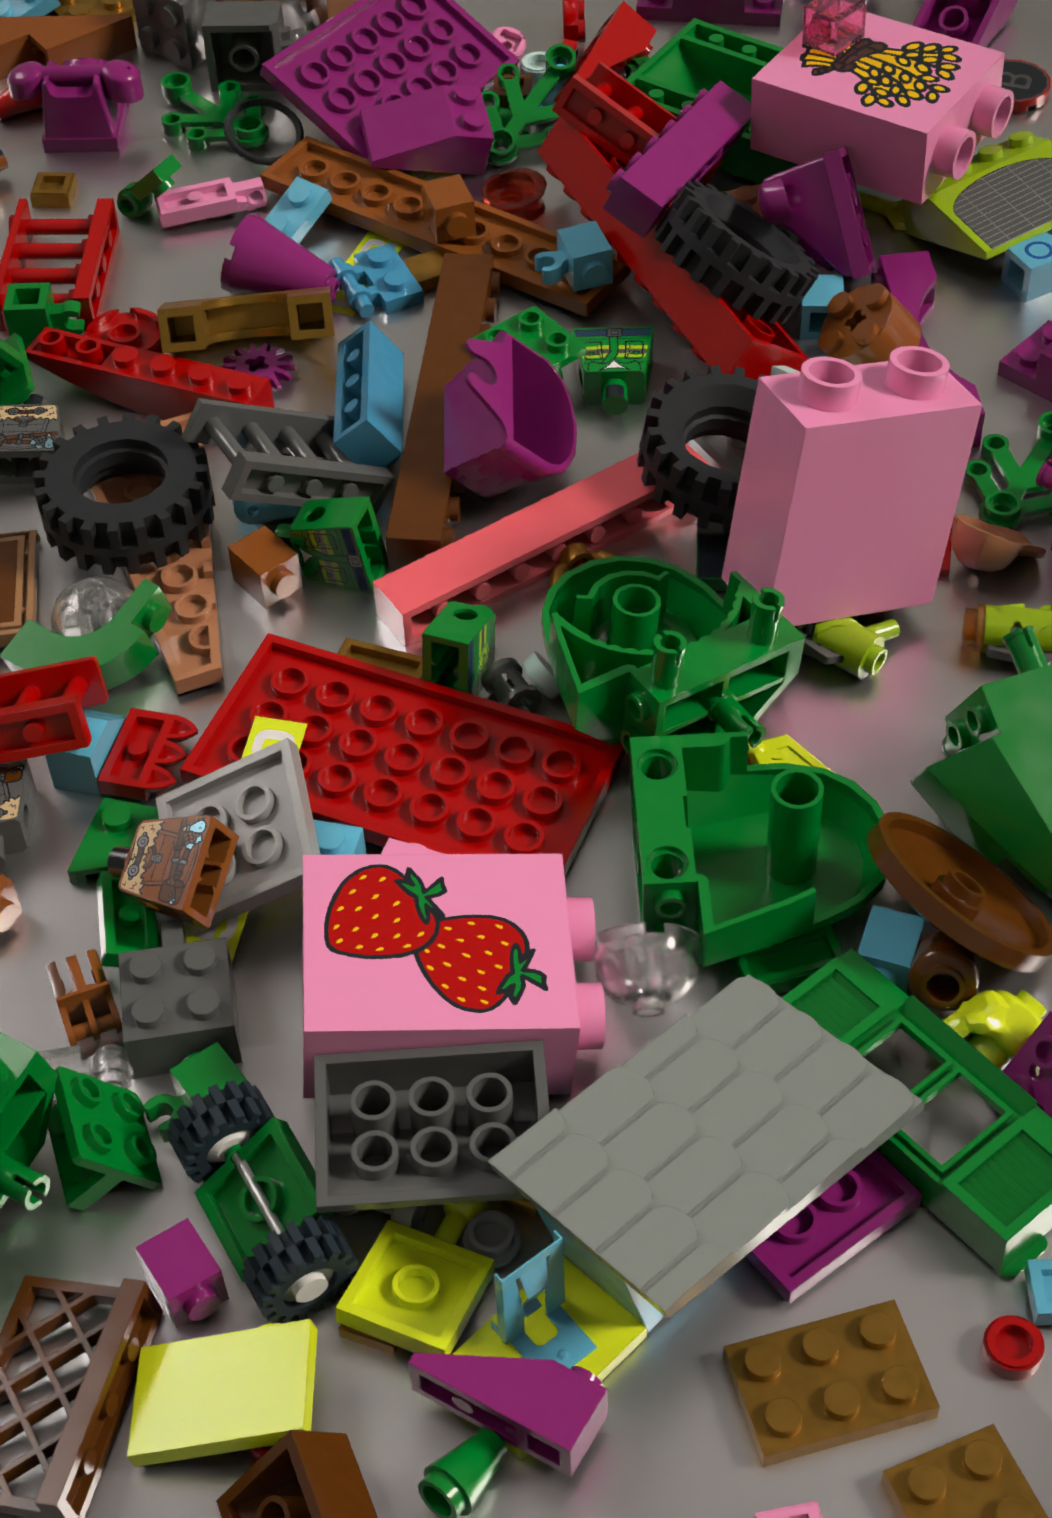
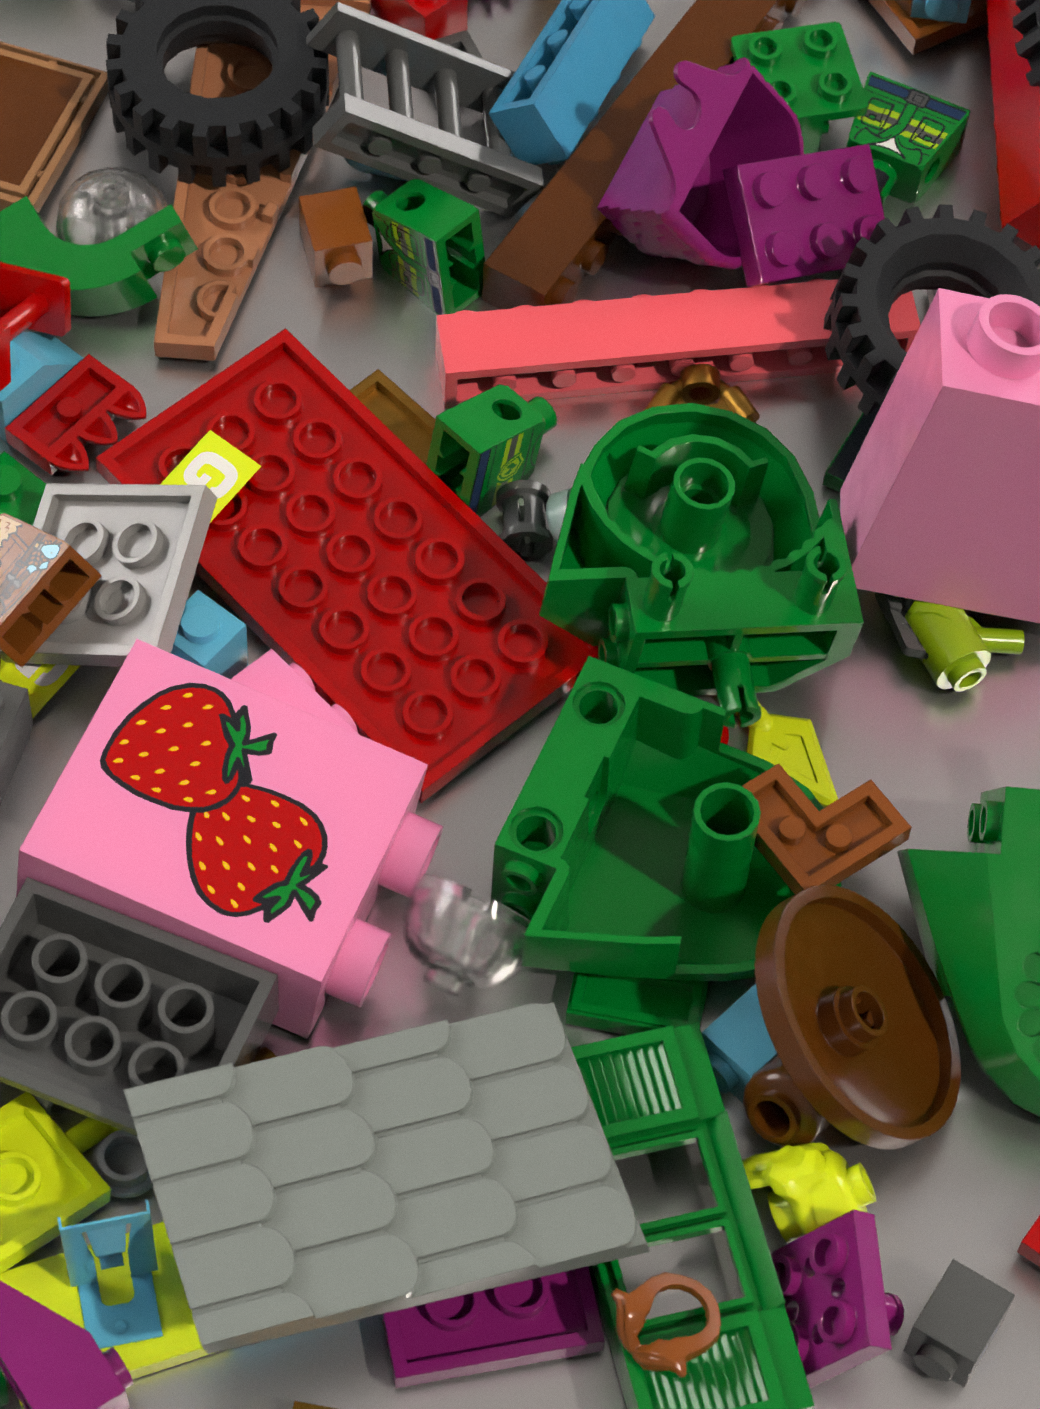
camera: 20 degrees right, 10 degrees up
(588, 422) = (802, 212): none -> magenta plate
(867, 790) = (826, 844): none -> dark orange plate
(981, 1173) = (664, 1354): none -> dark orange piece

